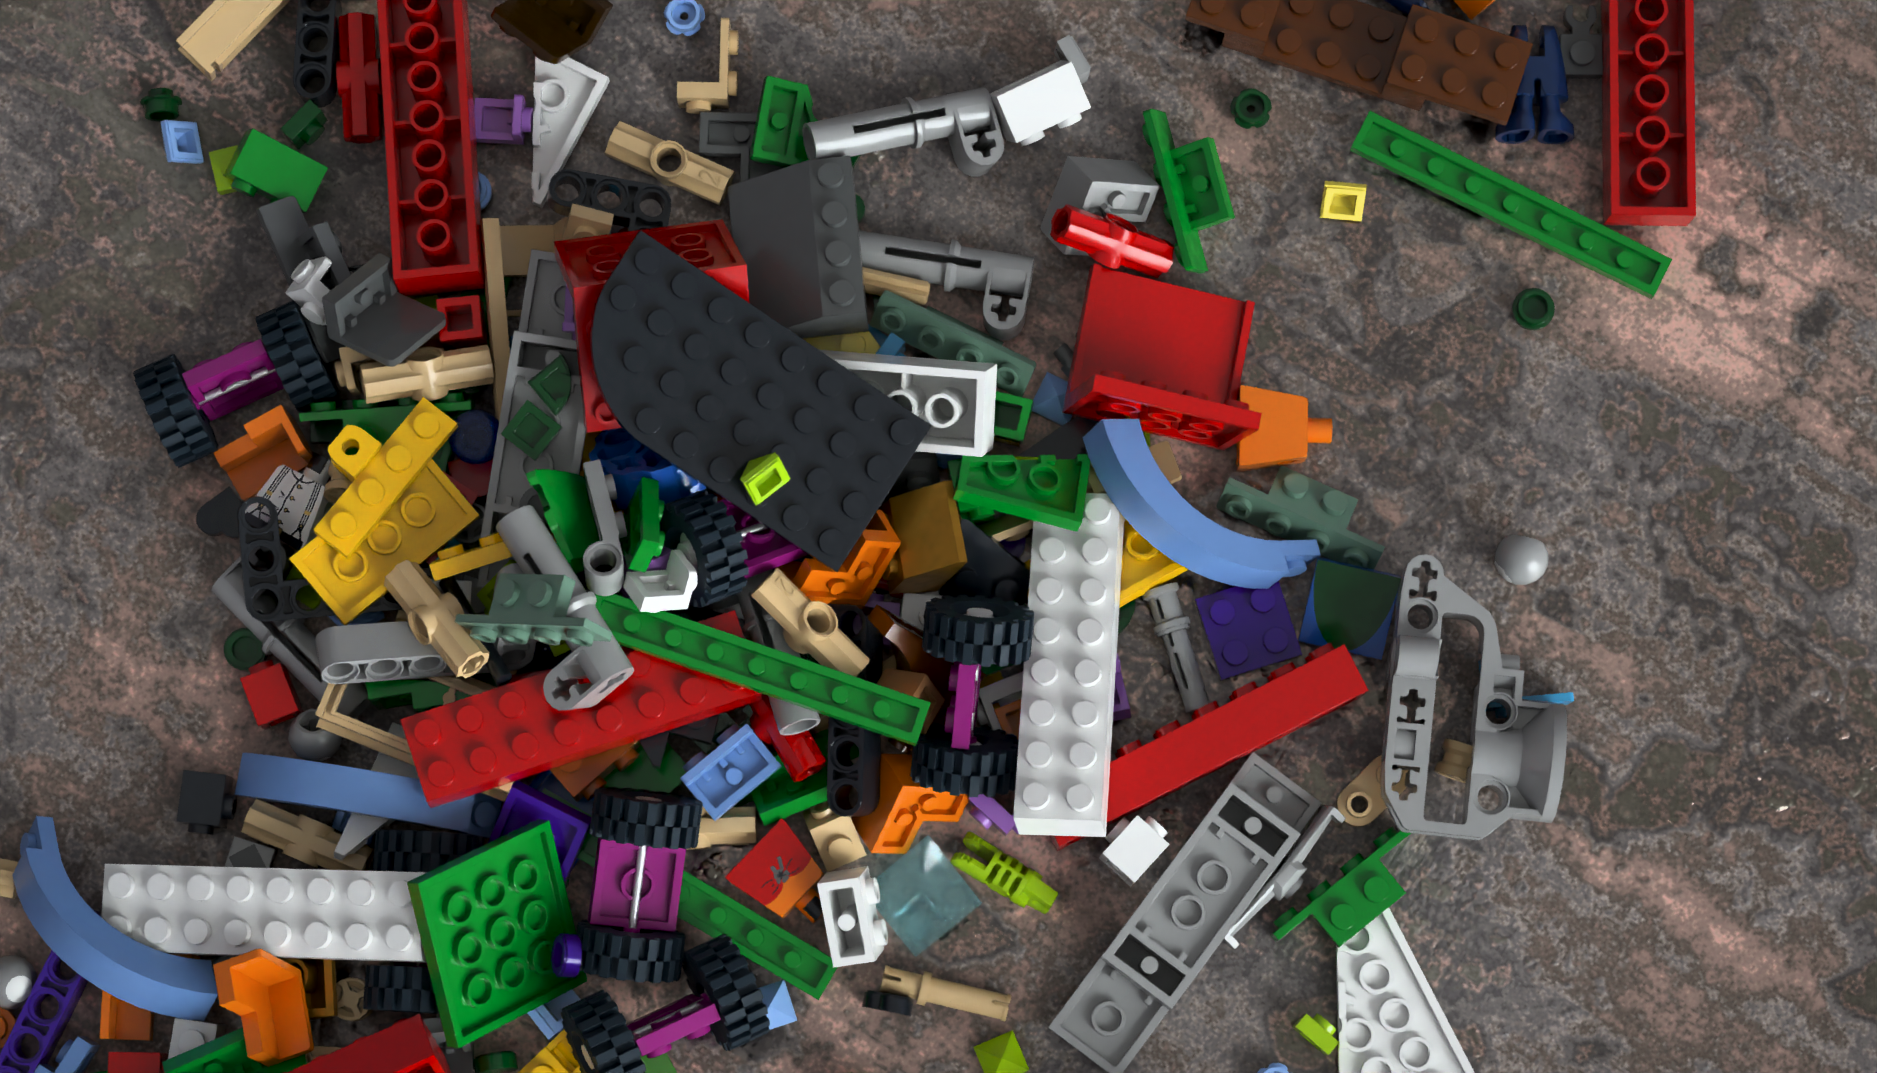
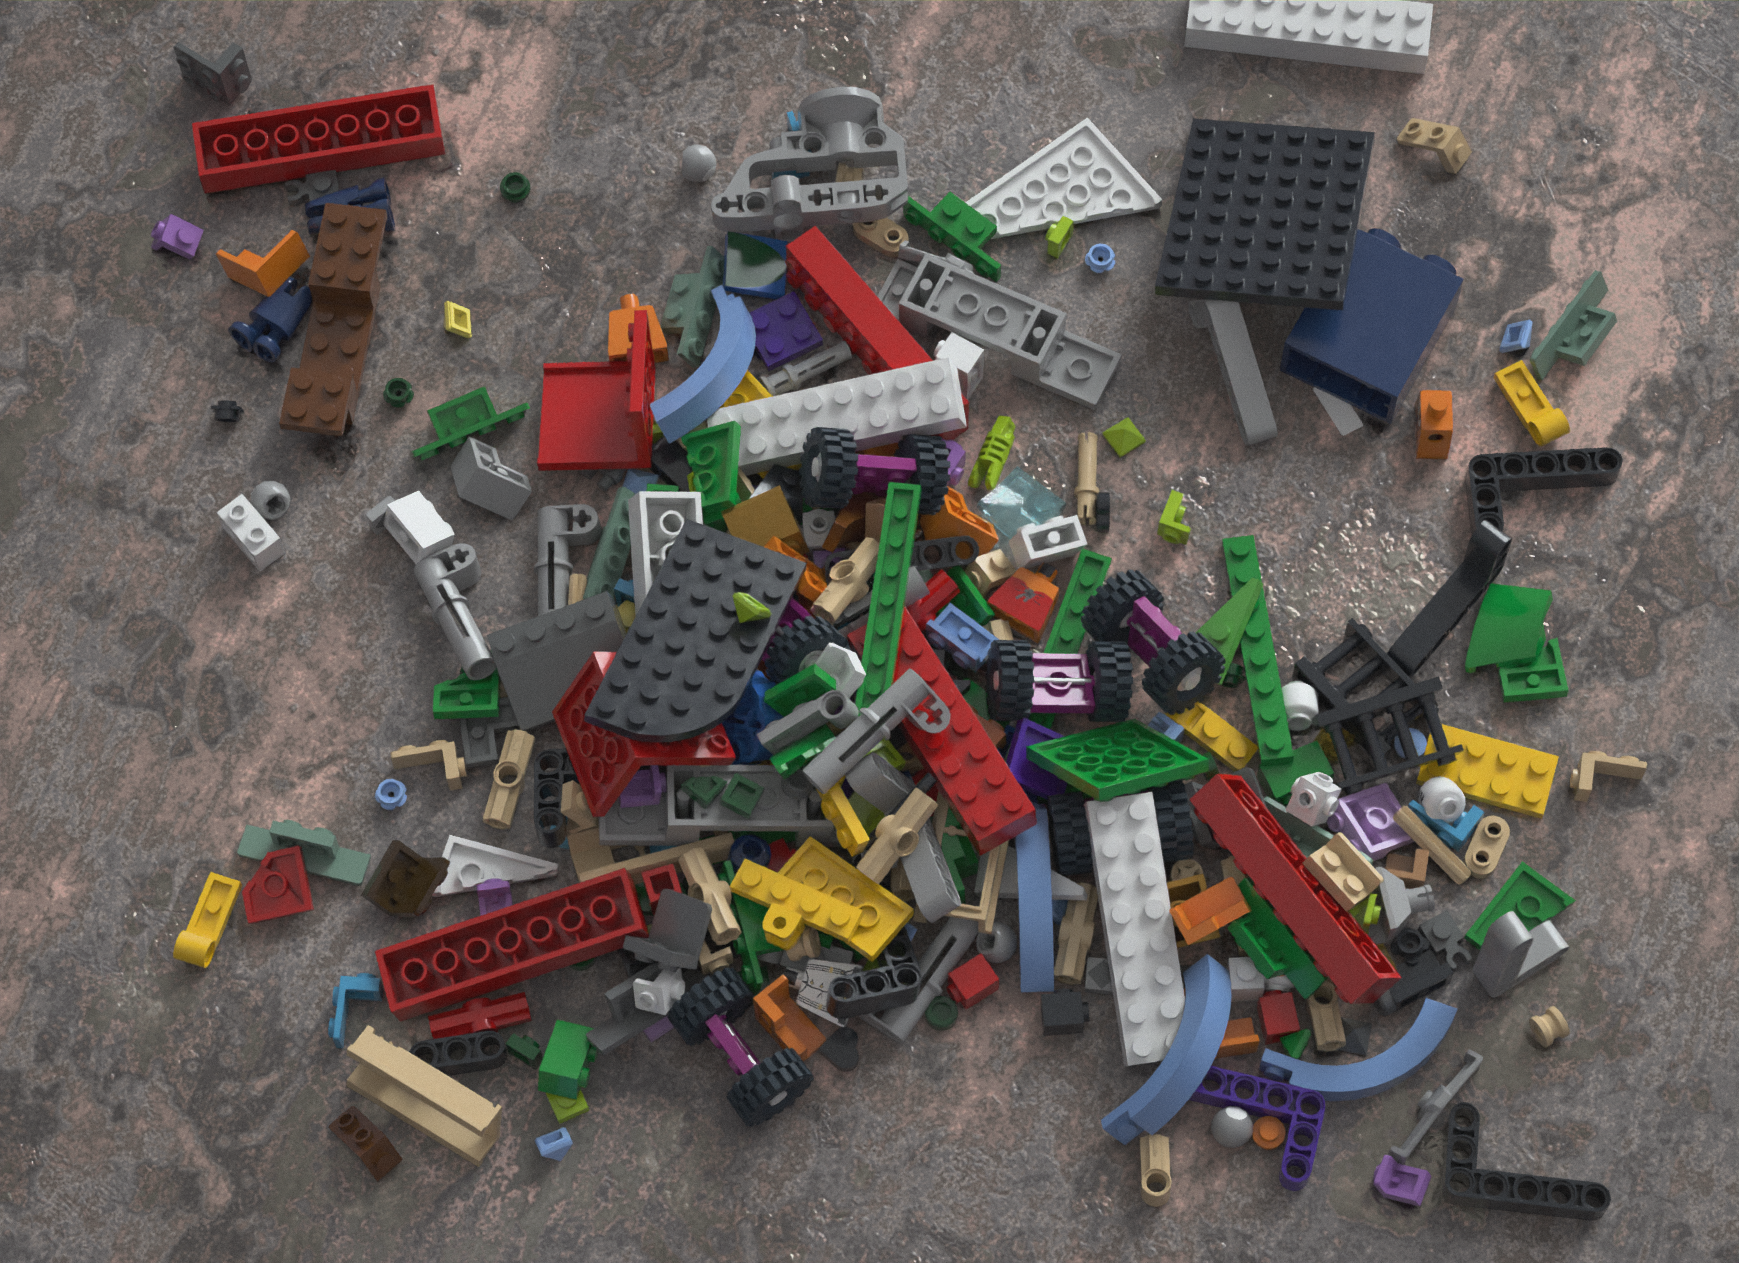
camera: 100 degrees left, 15 degrees down
(161, 104) = (526, 1165): dark green plate -> none
(533, 609) = (879, 743): sand green bracket -> none
(566, 955) = (1121, 717): dark purple tile -> none
(1112, 241) = (517, 456): red piece -> none
(1510, 205) = (441, 214): green plate -> none

